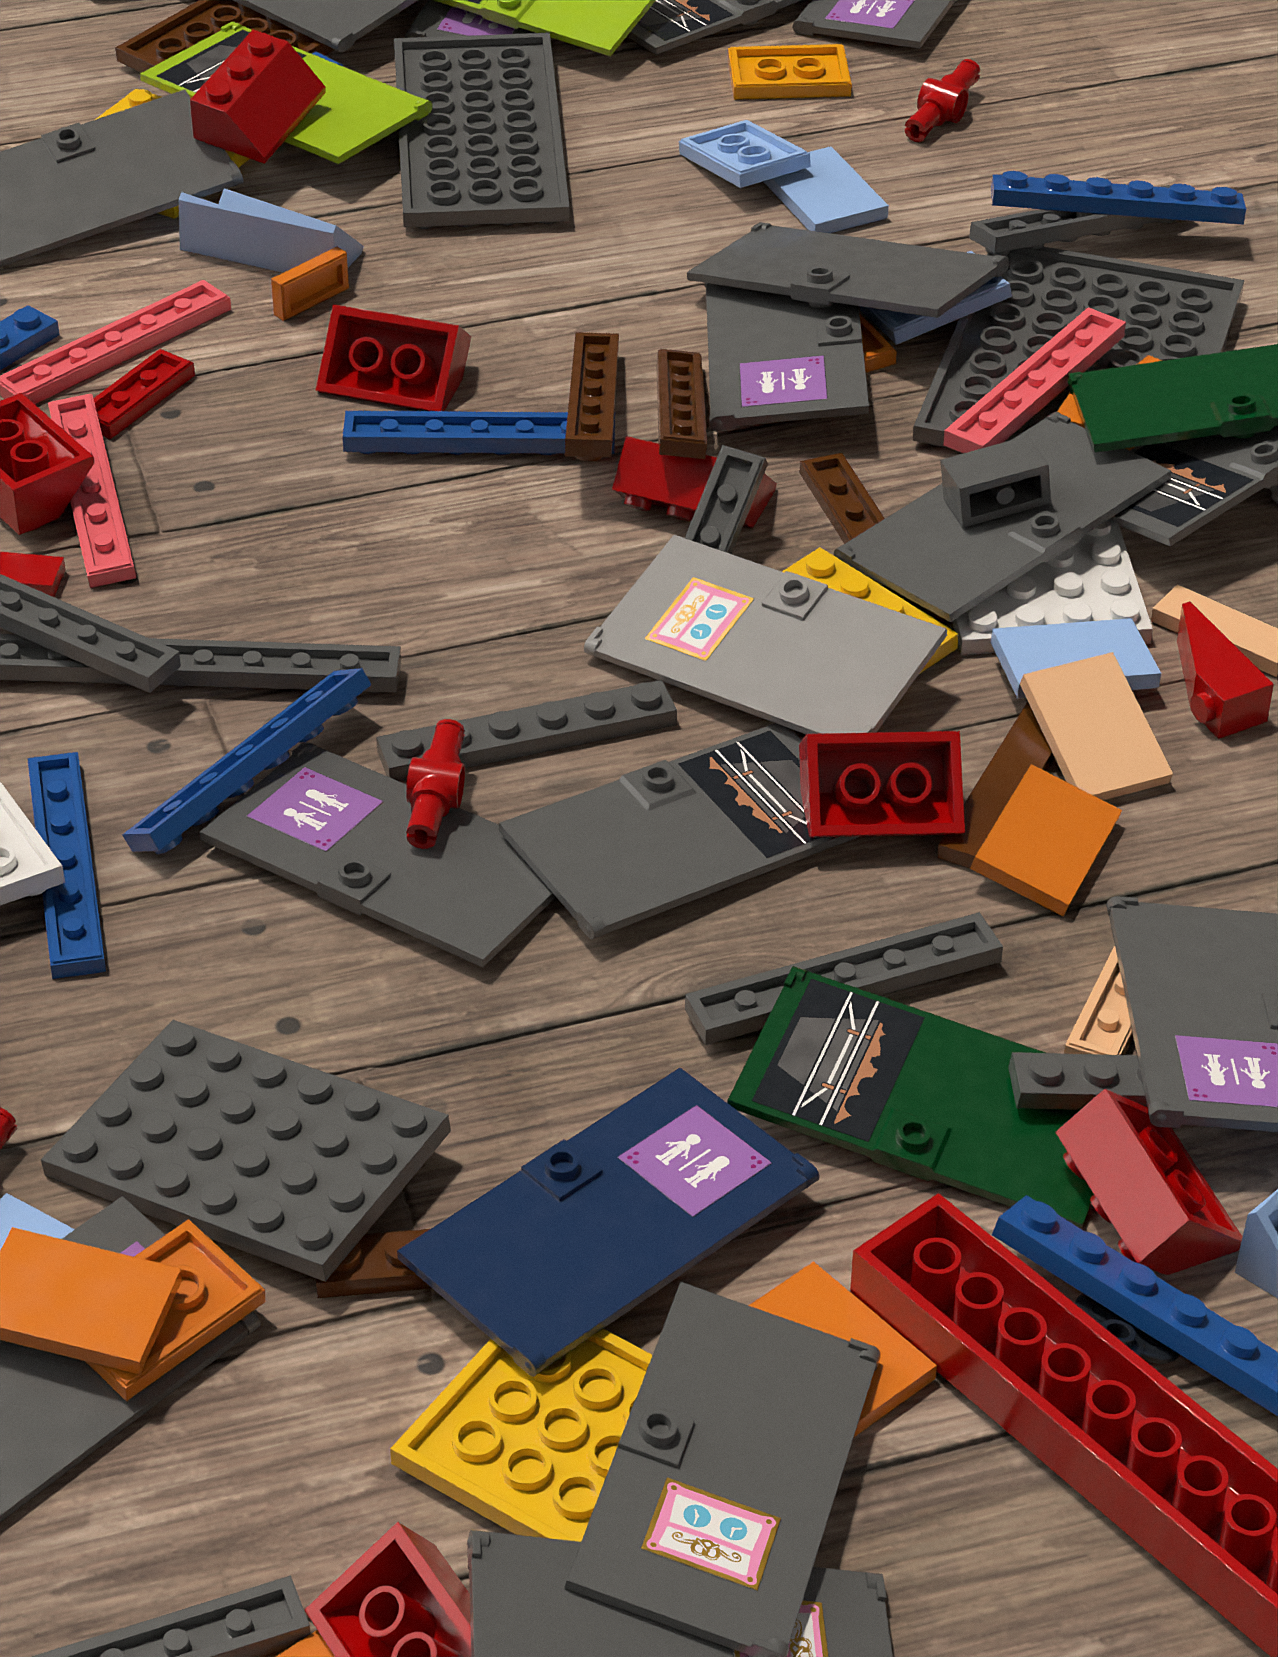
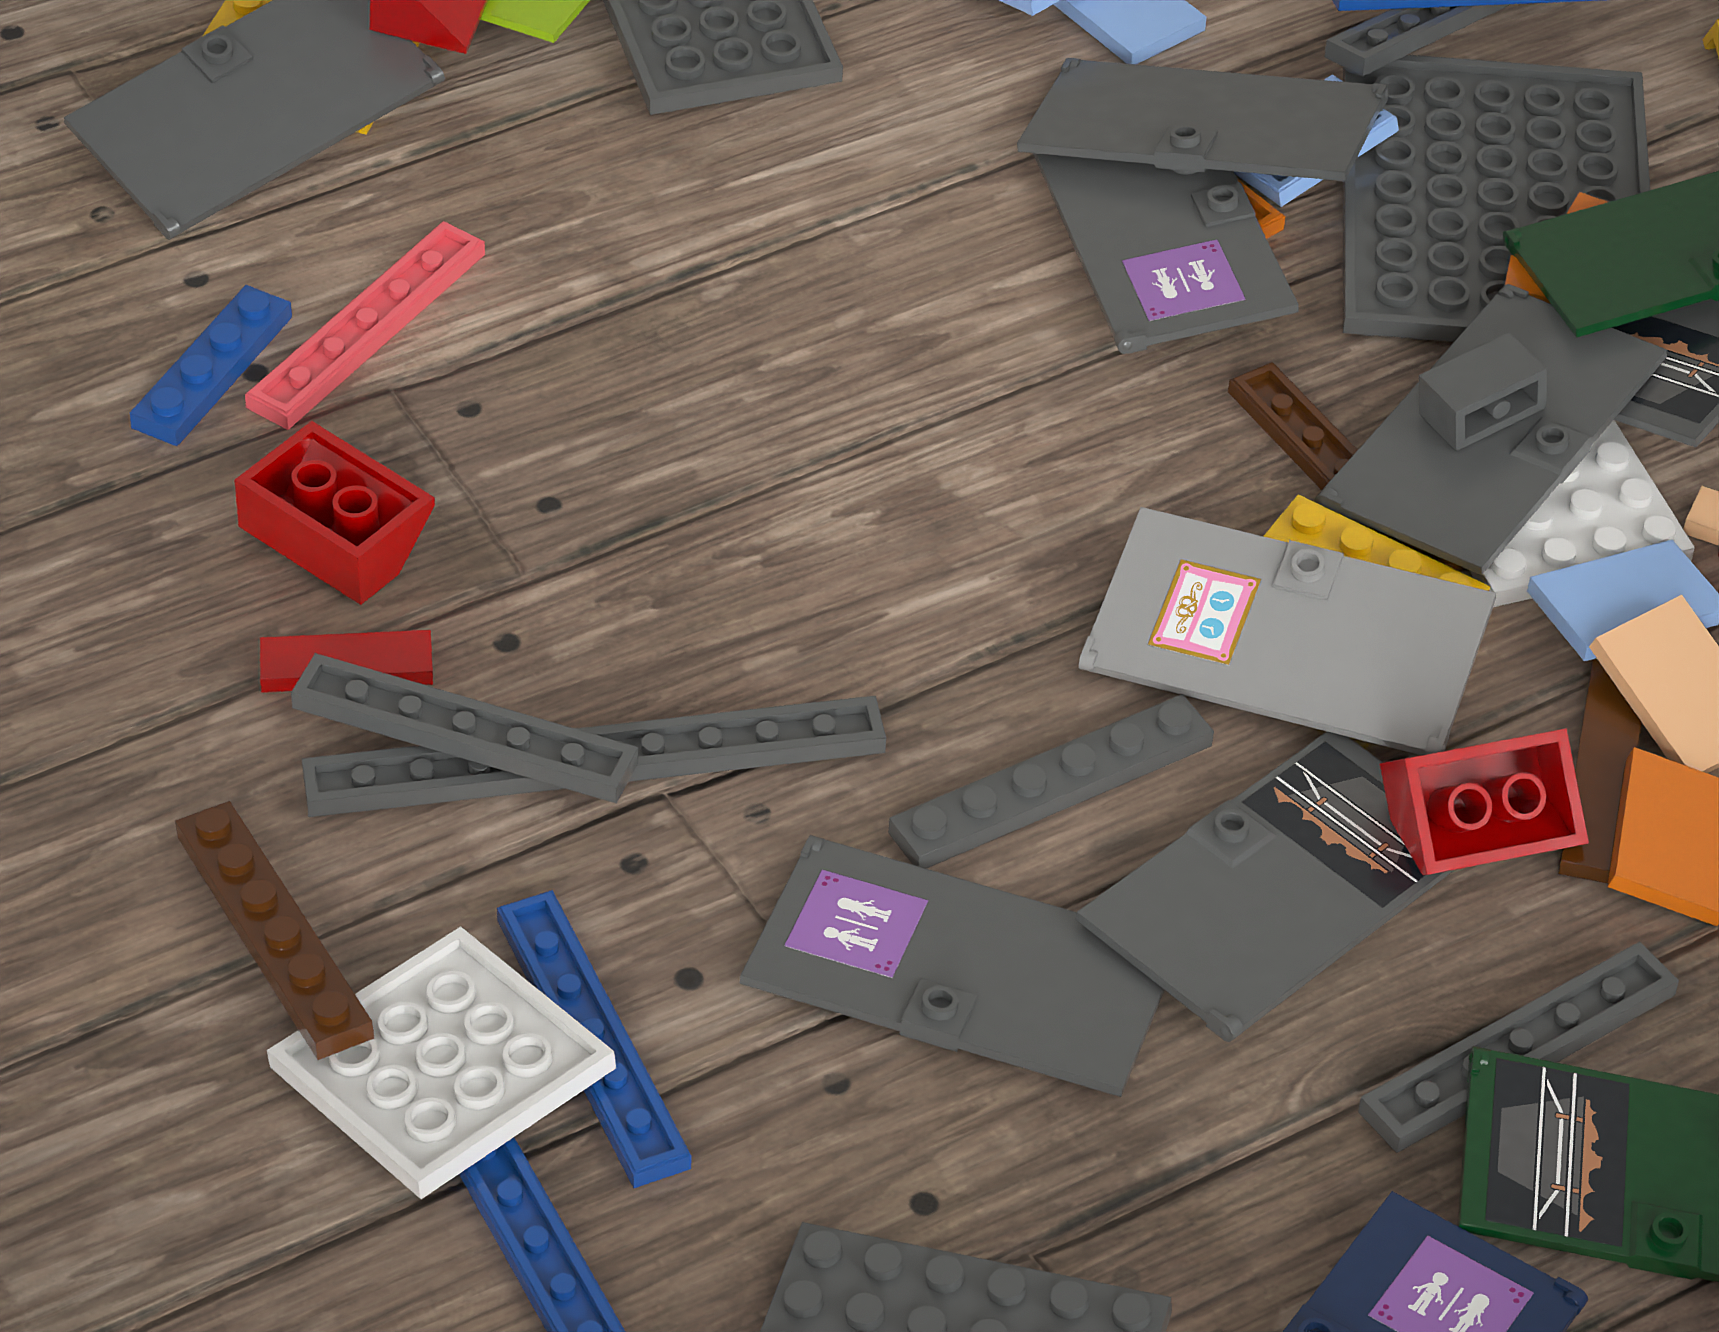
camera: 15 degrees left, 5 degrees up
(95, 502) = (440, 553): coral tile -> none
(141, 390) = (420, 390): red tile -> none
(235, 770) = (758, 874): blue plate -> none
(257, 232) = (497, 155): light blue slope -> none
(310, 283) = (576, 211): orange tile -> none
(392, 359) = (715, 308): red slope -> none
(435, 783) = (990, 873): red pin -> none
(456, 432) = (851, 390): blue plate -> none
(592, 396) = (976, 329): reddish brown plate -> none
(672, 481) = (1124, 433): red slope -> none
(681, 404) = (1083, 329): reddish brown tile -> none
(727, 499) = (1185, 454): dark grey tile -> none
(1035, 382) = (1467, 248): coral plate -> none

